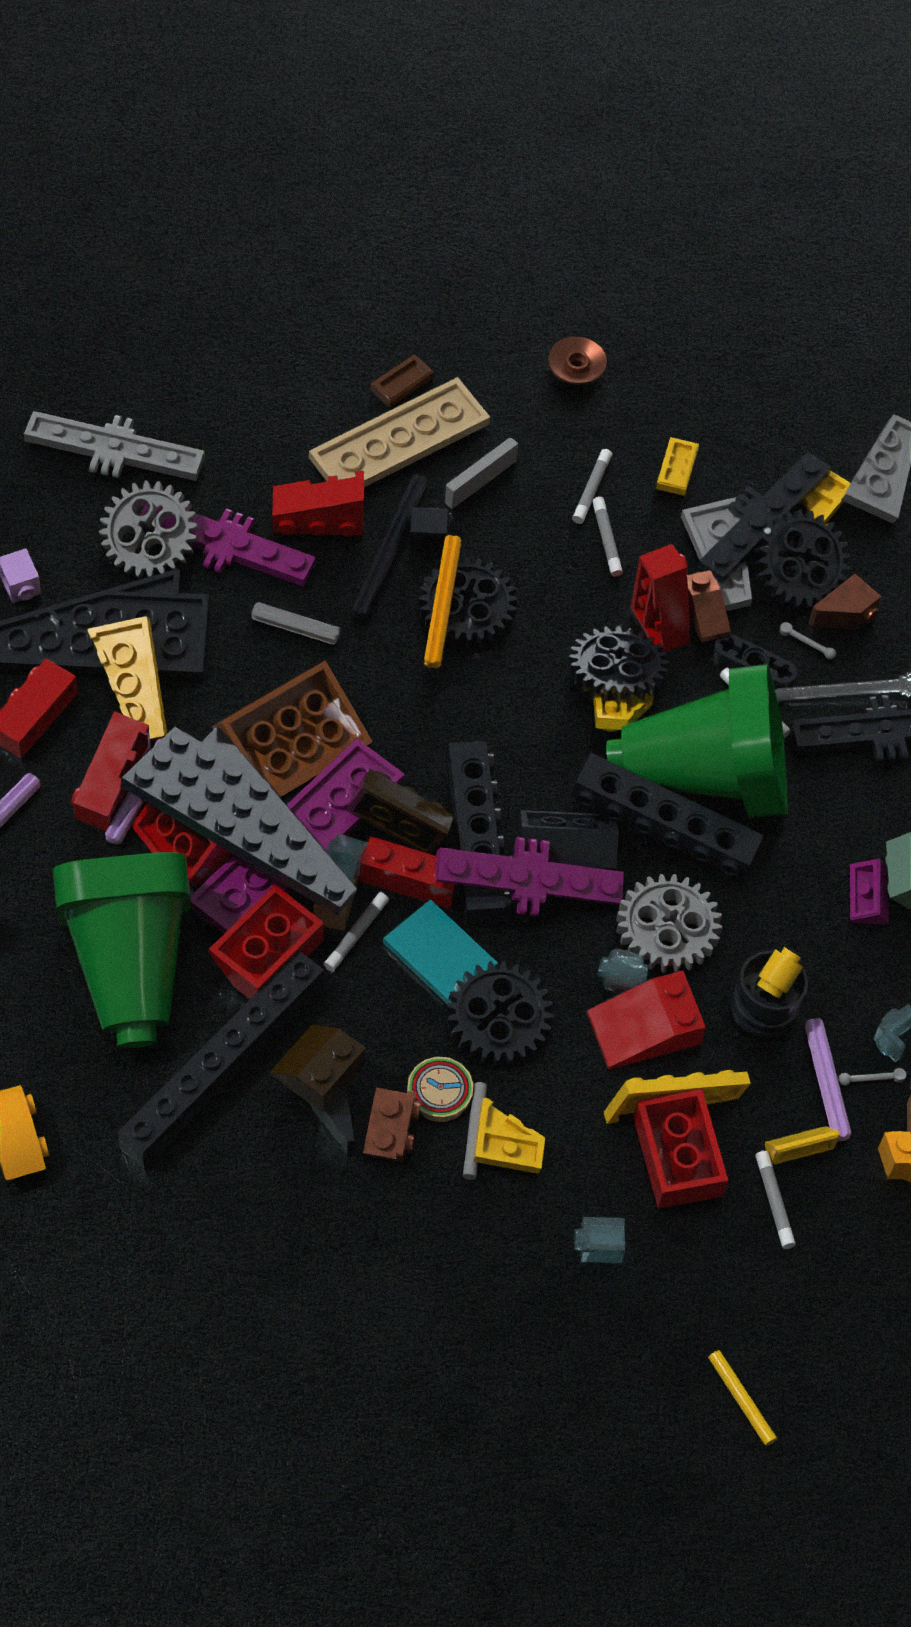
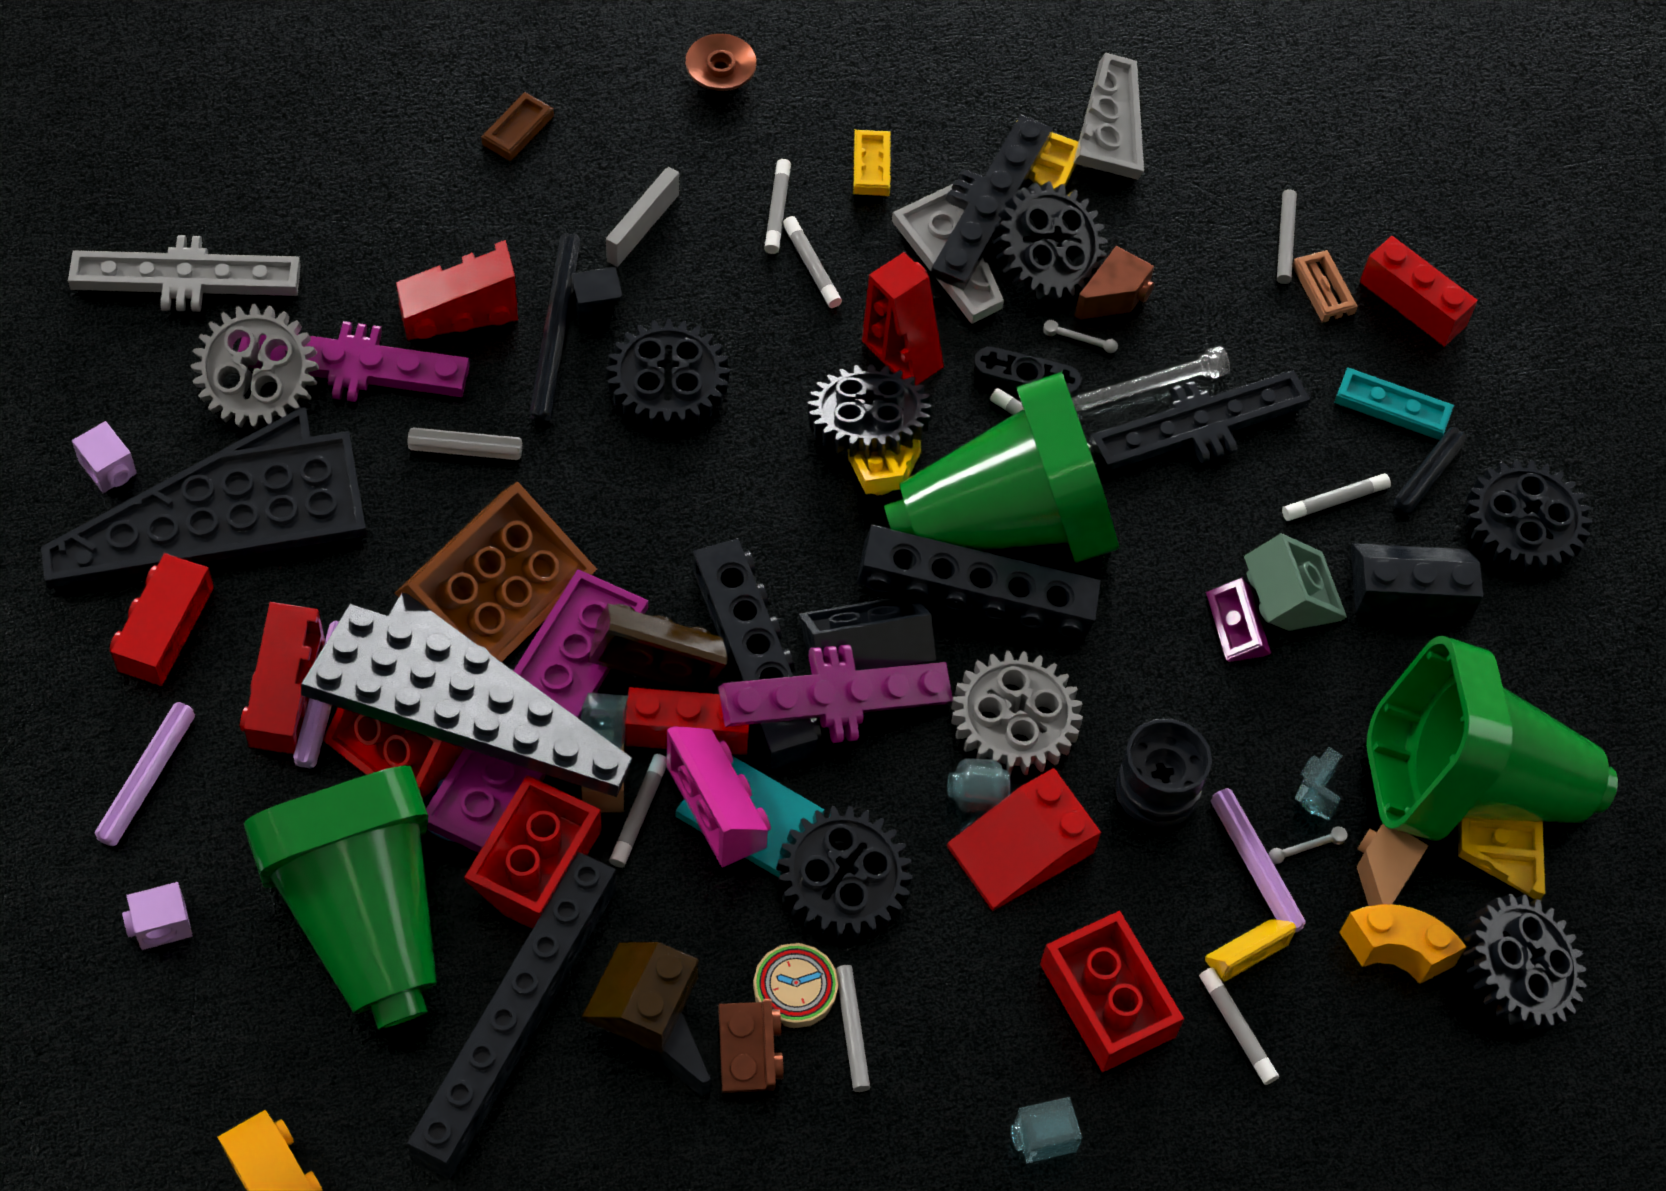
camera: 15 degrees left, 0 degrees up
(132, 670) = (275, 540): yellow wing -> none
(402, 434) = (535, 190): tan plate -> none
(416, 931) = (716, 794): none -> dark pink slope
(442, 602) = (640, 380): light orange axle -> none
(506, 1141) = (896, 1033): yellow wing -> none
(707, 607) = (957, 321): copper slope -> none
(716, 1088) = (1135, 902): yellow wing -> none
(780, 972) = (1174, 744): yellow brick -> none

